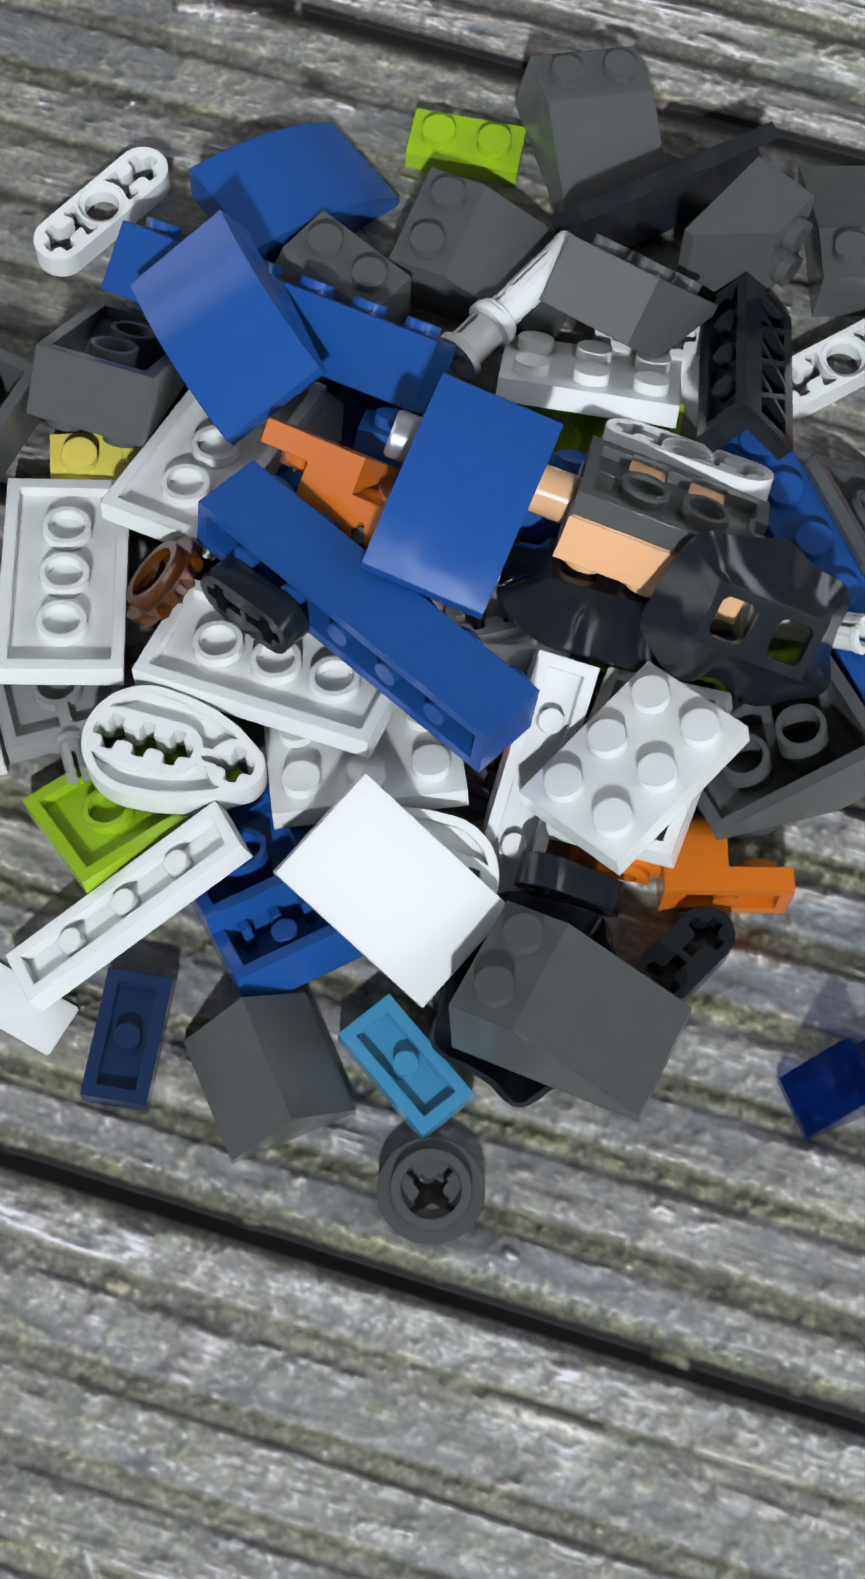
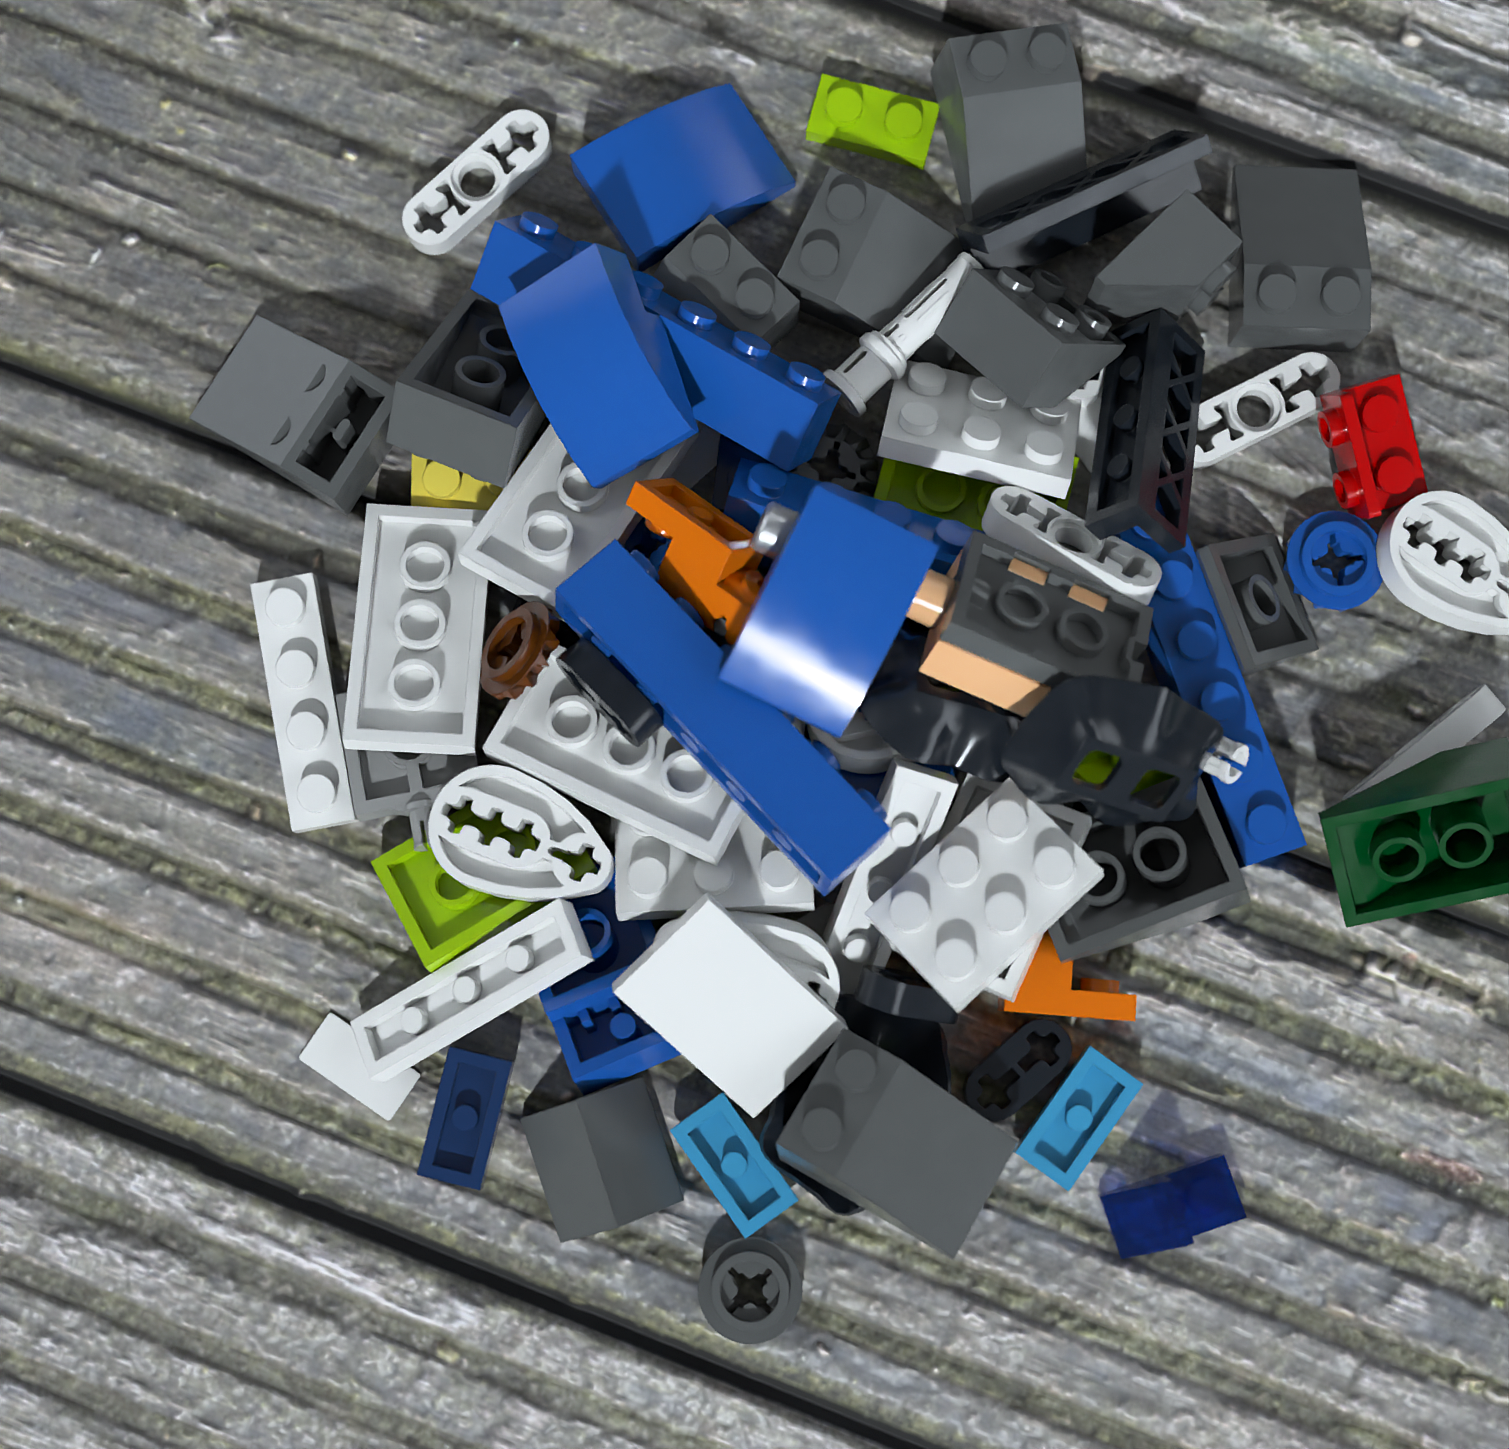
camera: 10 degrees right, 15 degrees up
(747, 999) = (1078, 1117): none -> dark azure plate

